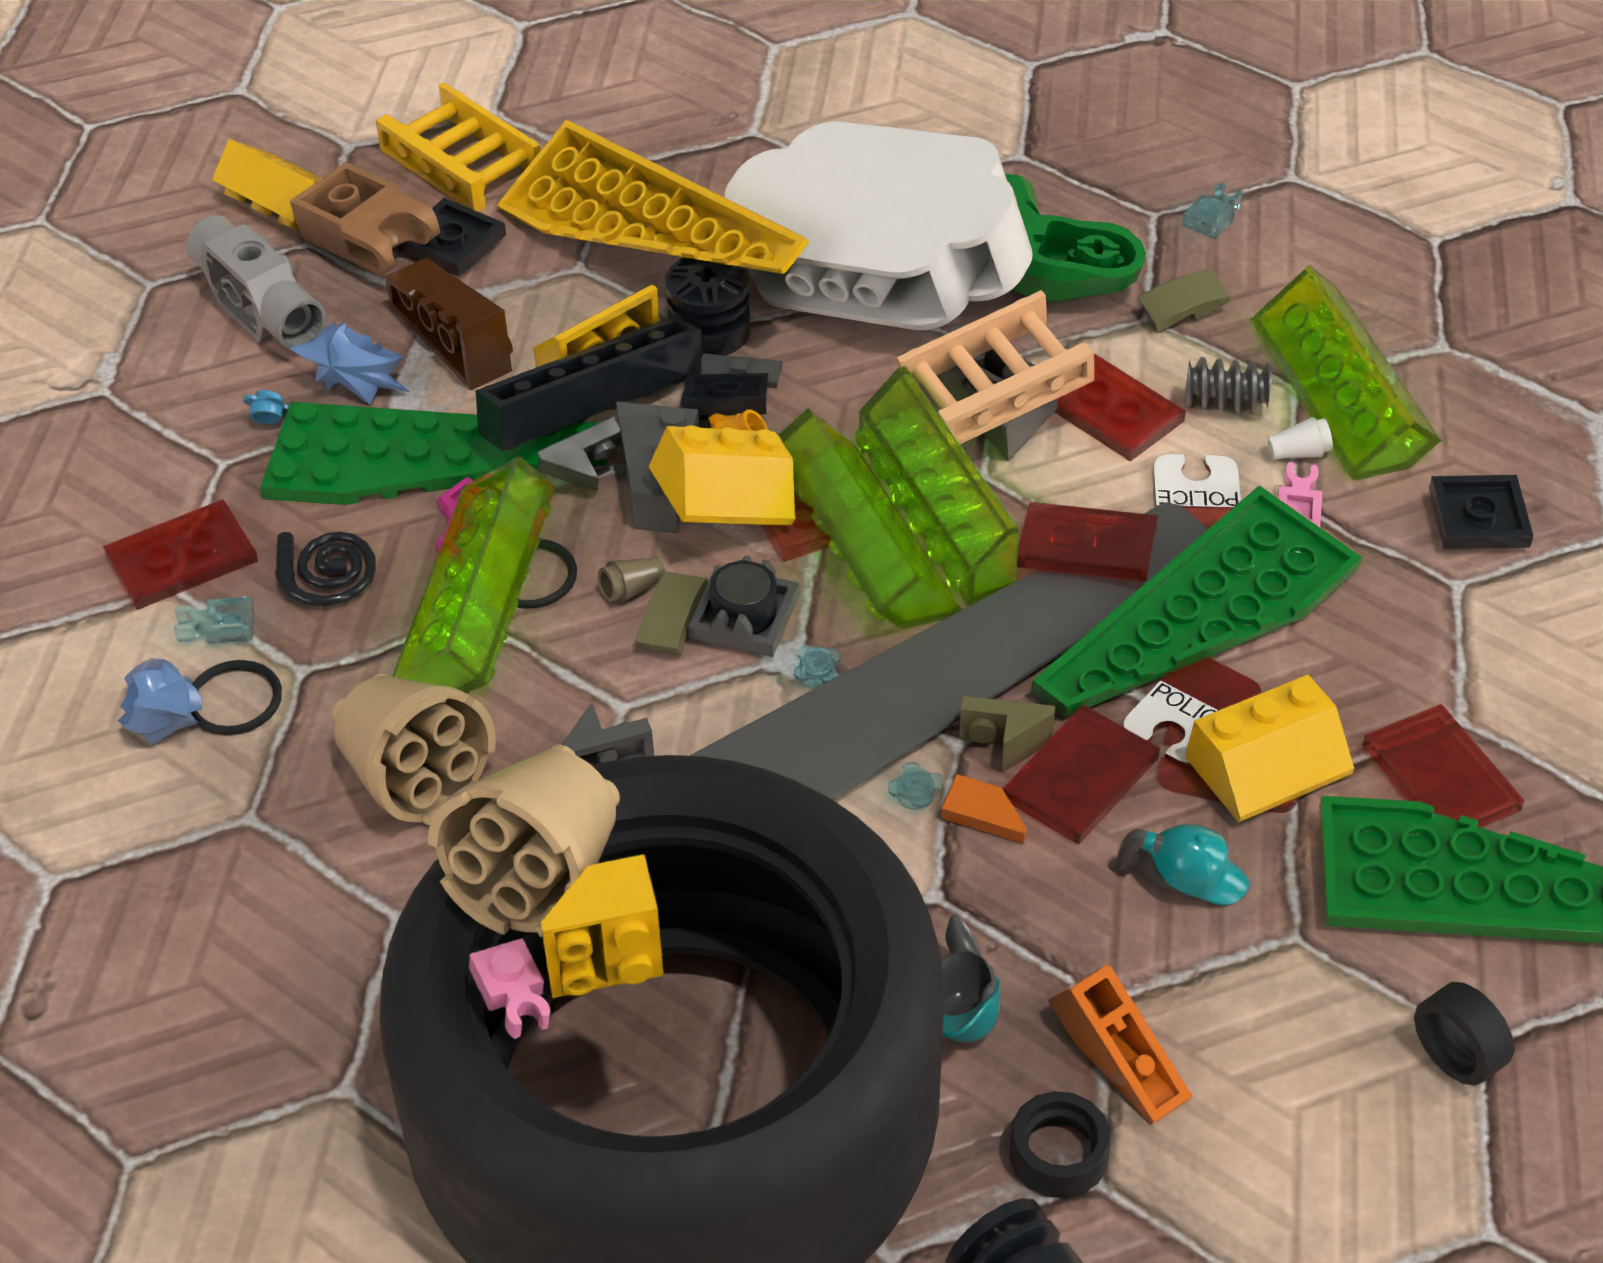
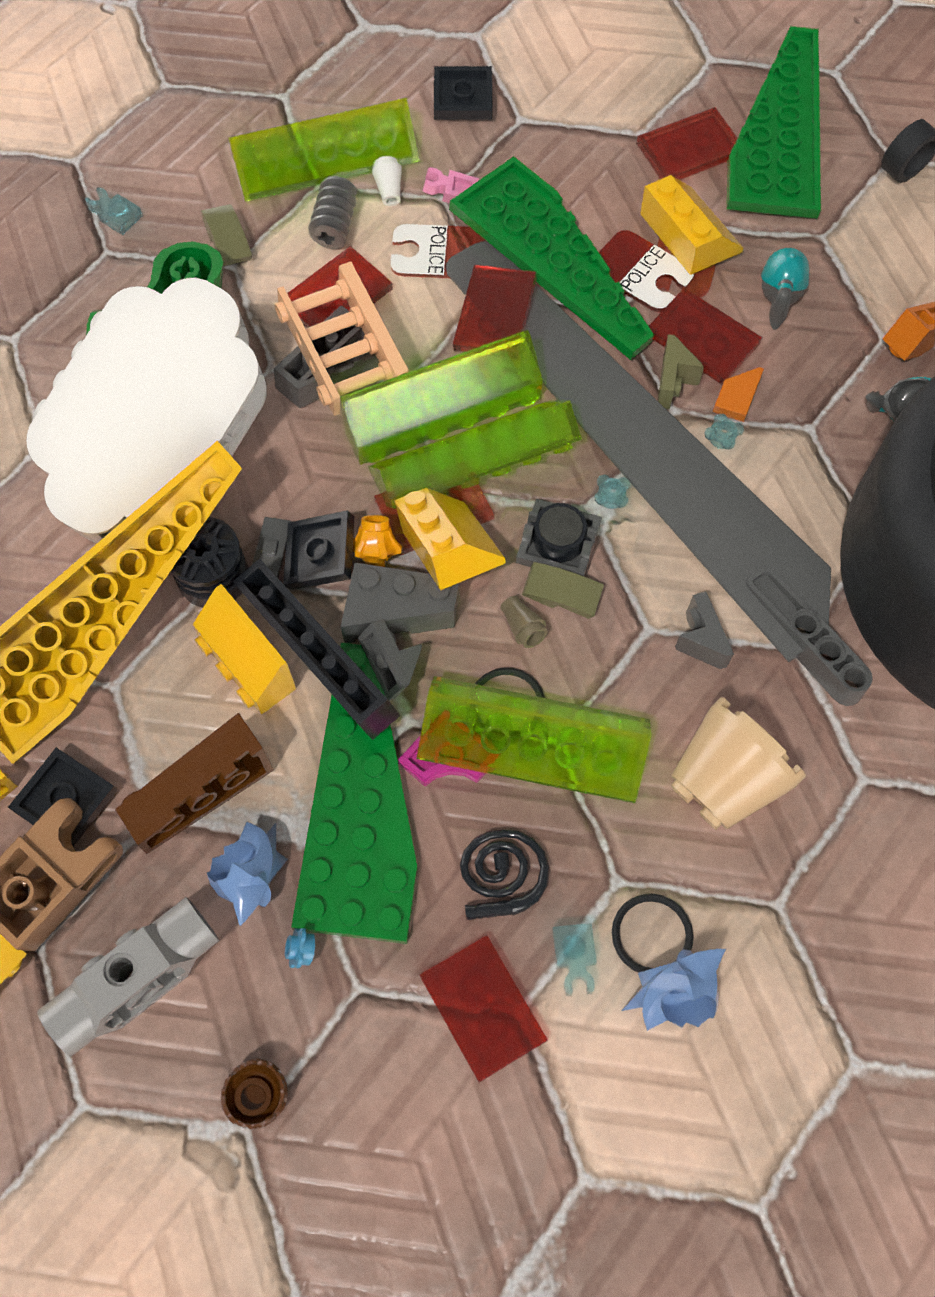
camera: 90 degrees left, 20 degrees up
(127, 381) = (254, 1094): none -> reddish brown hair

